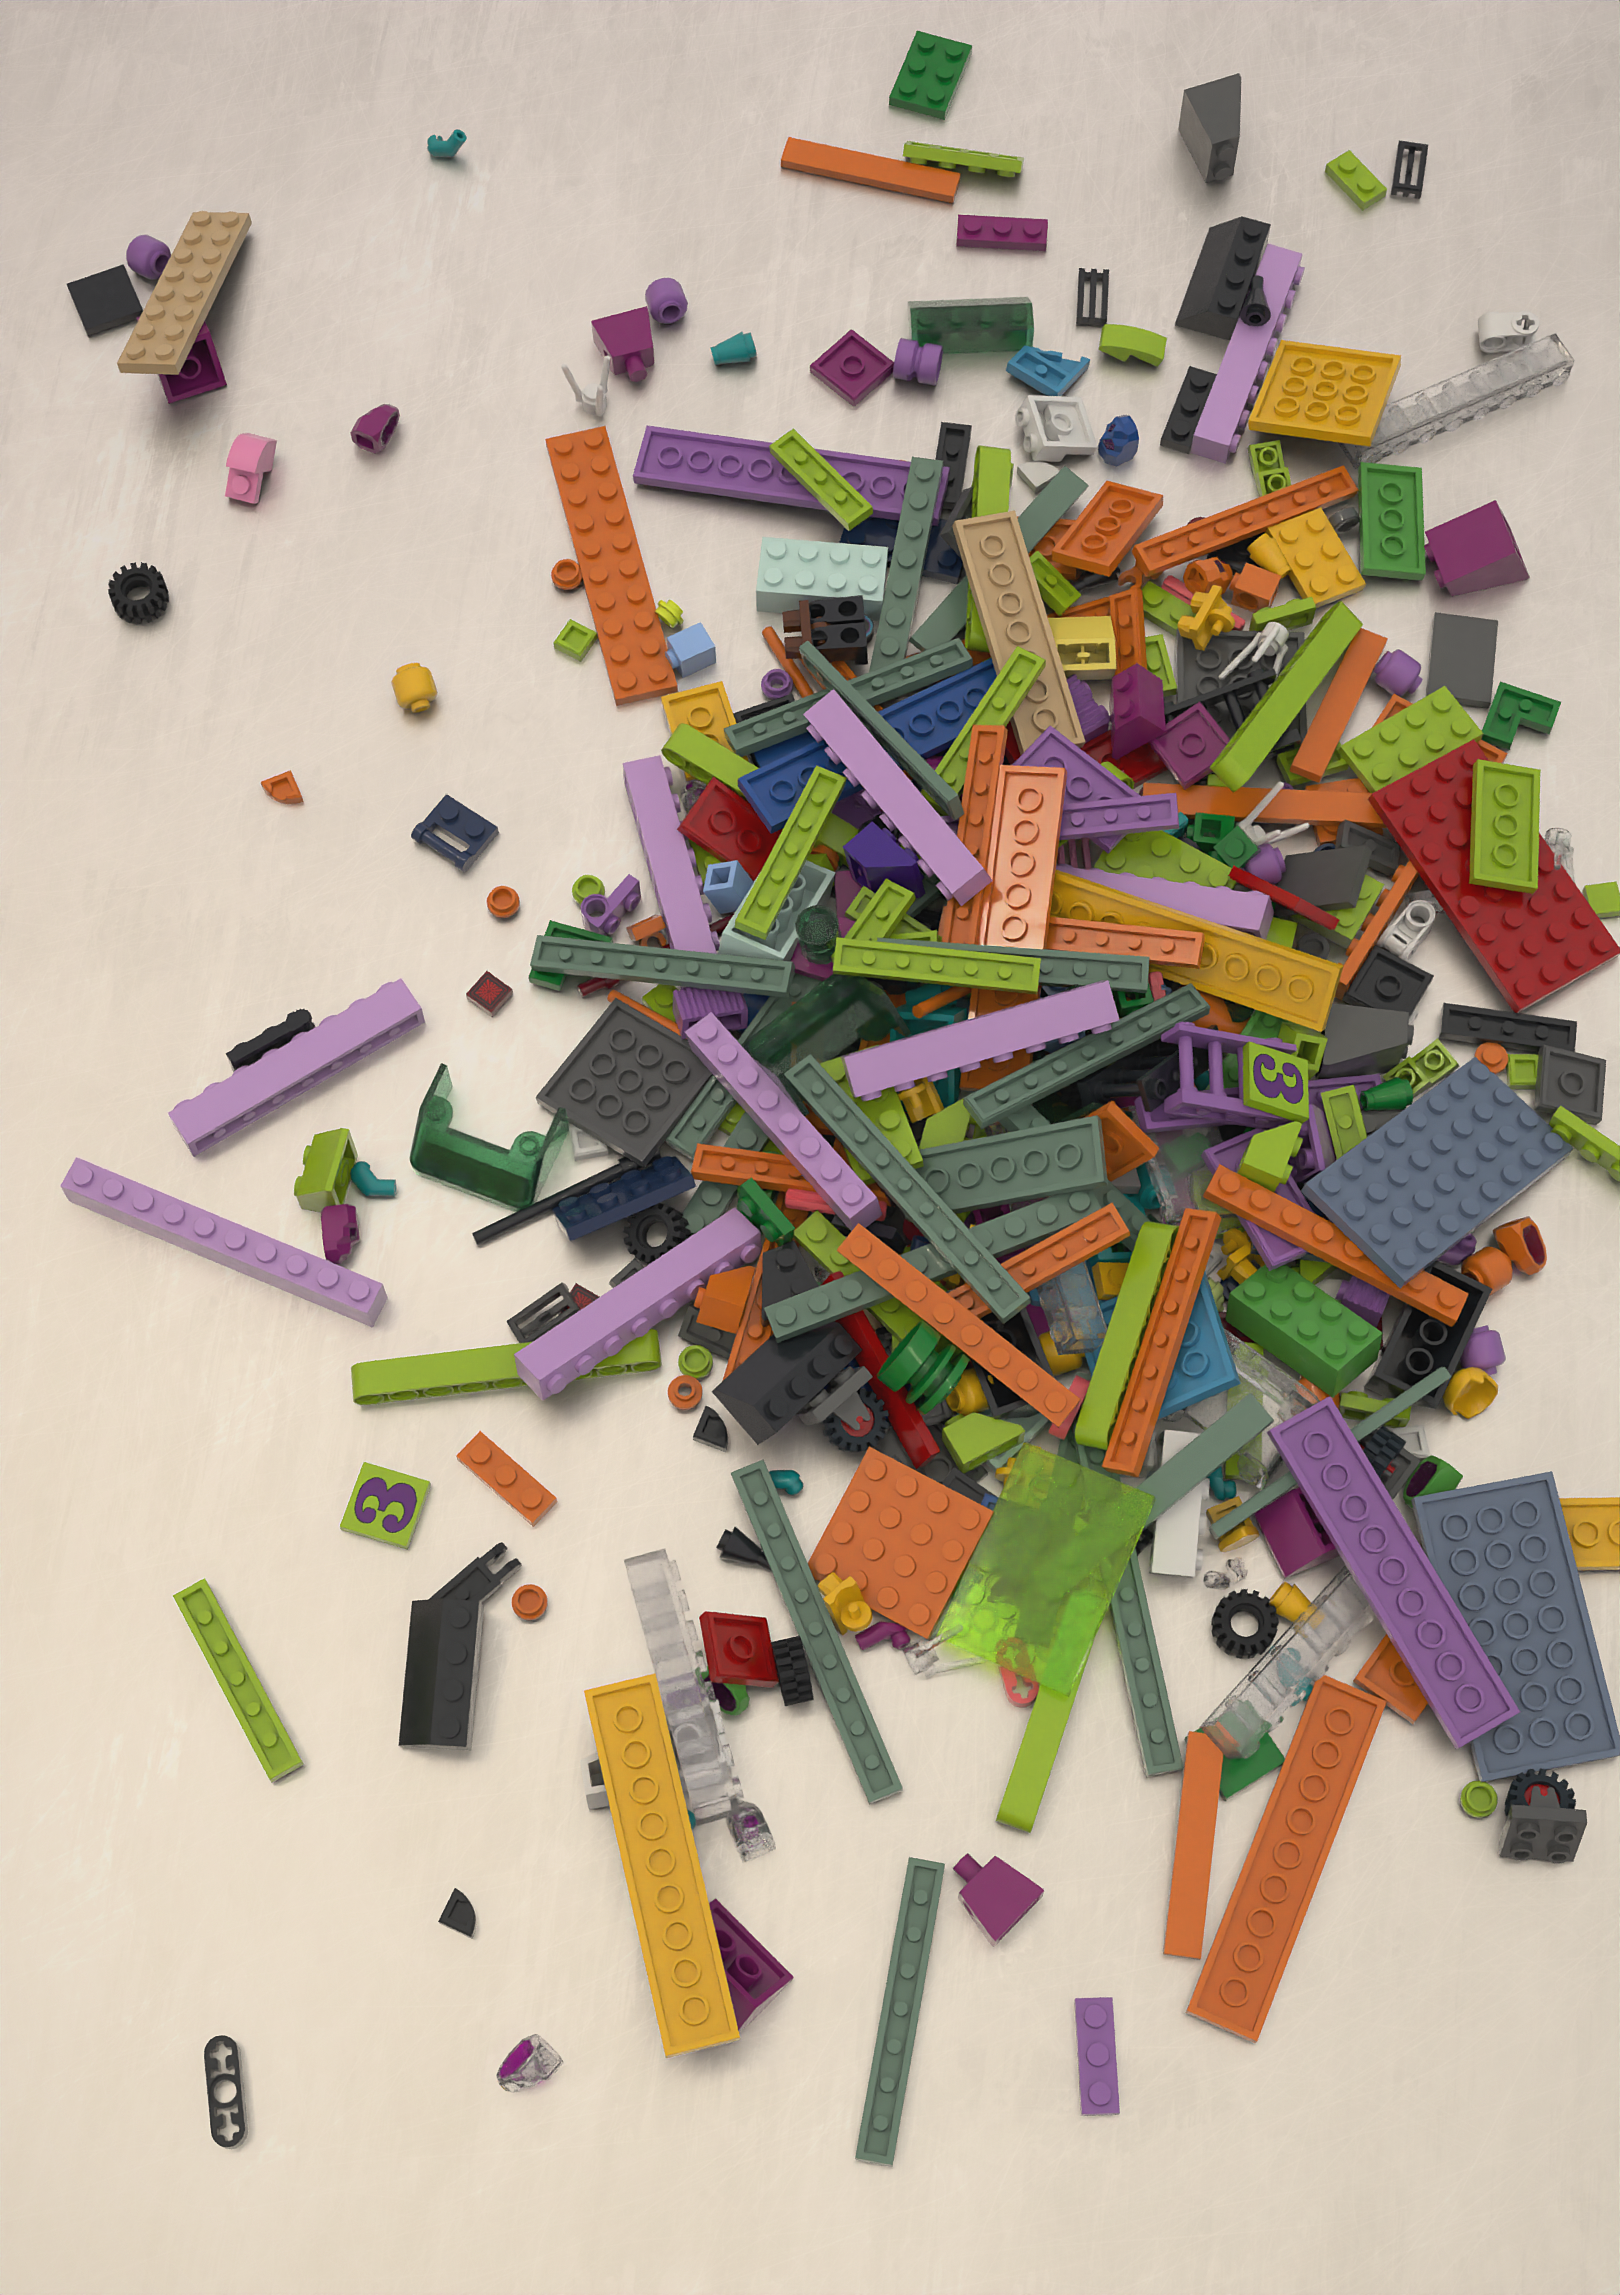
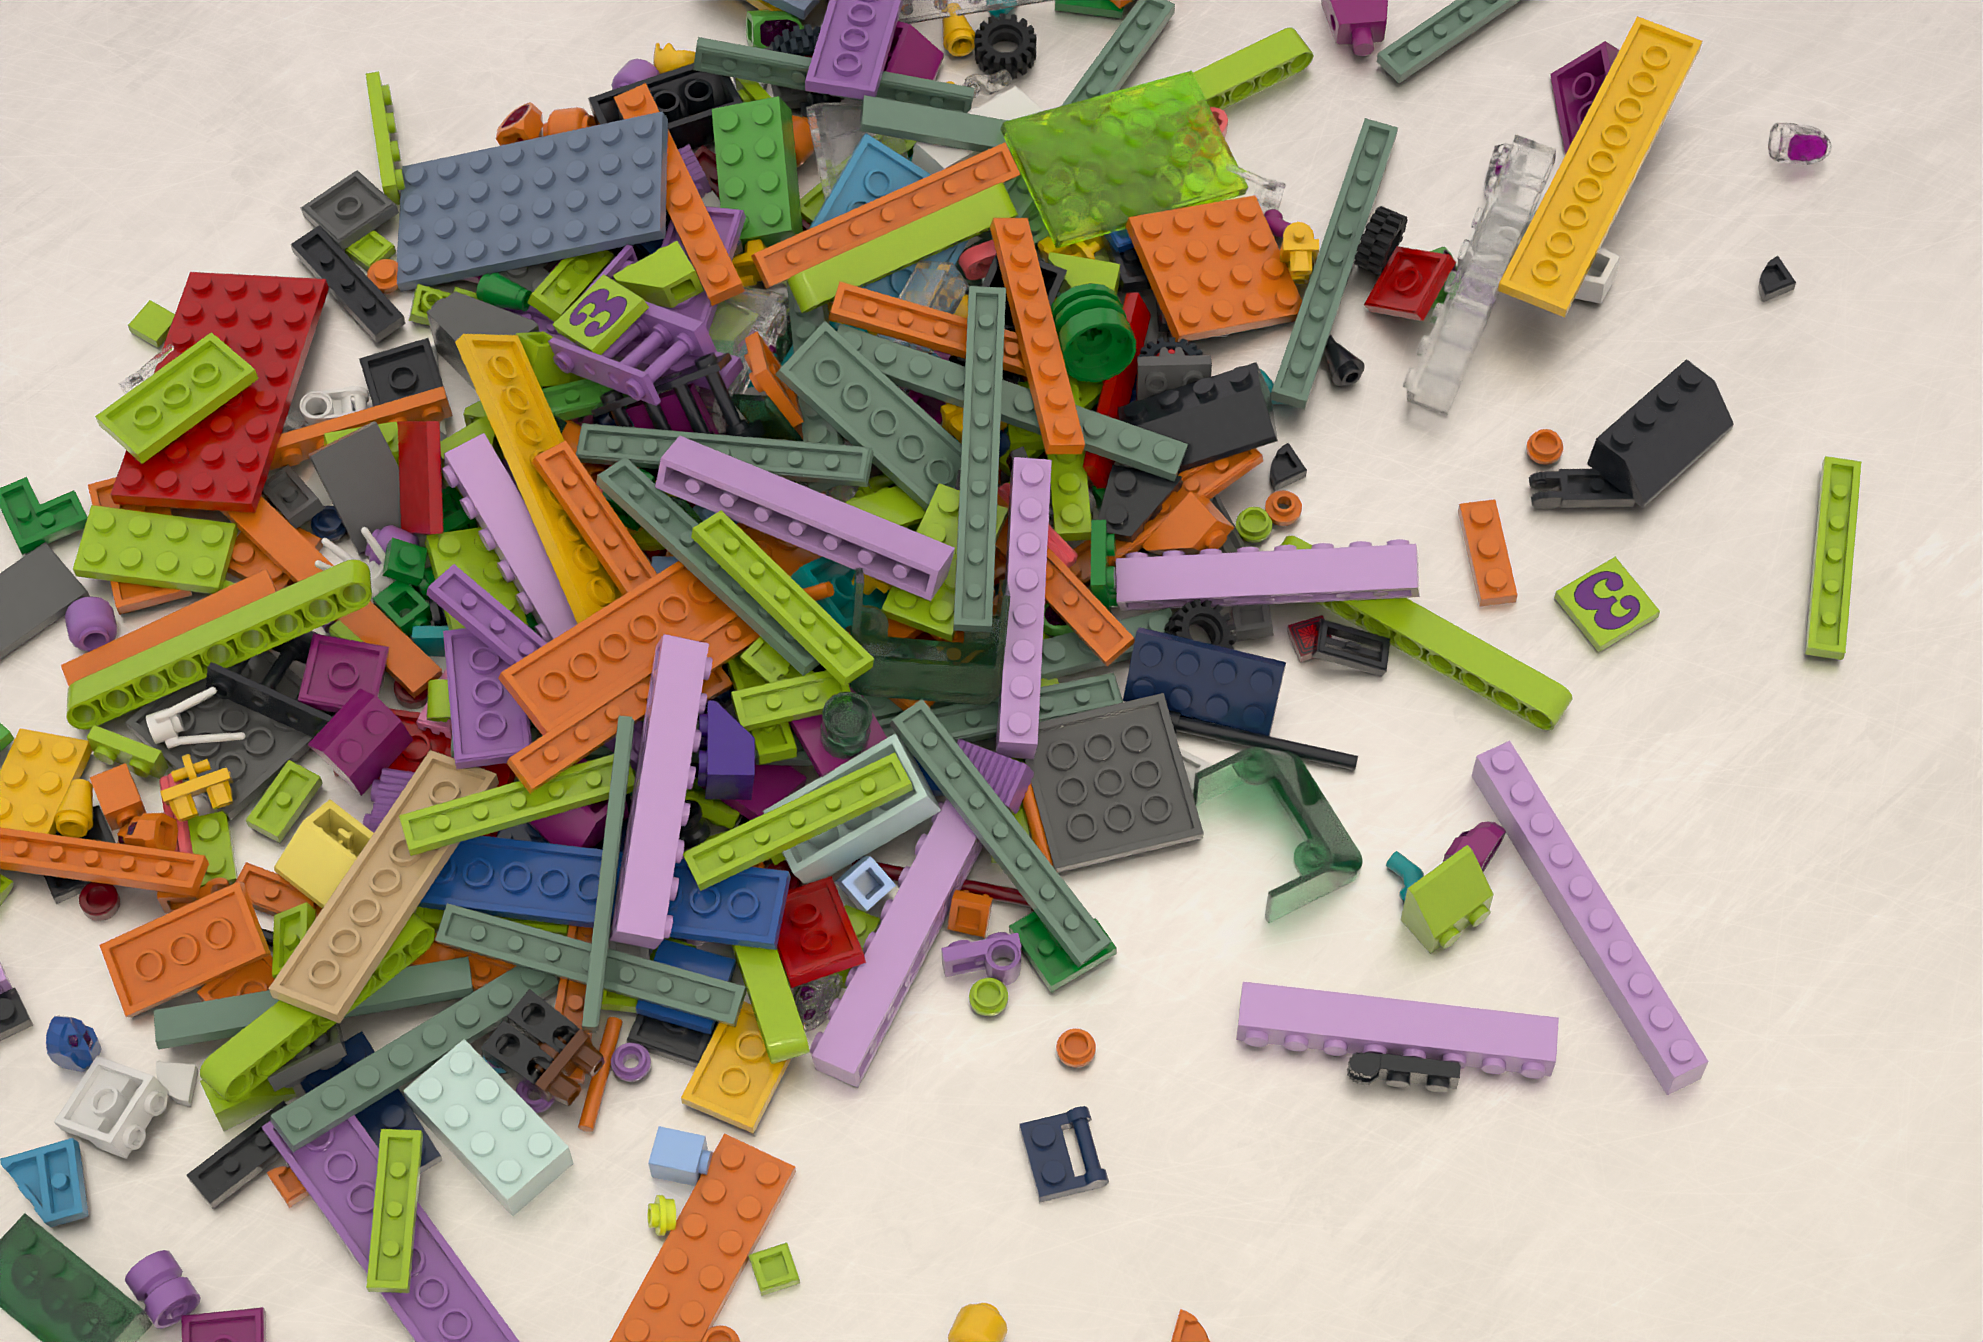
camera: 140 degrees left, 5 degrees down
(489, 993) = (1162, 971): dark red tile -> none
(1128, 628) = (262, 850): orange tile -> none

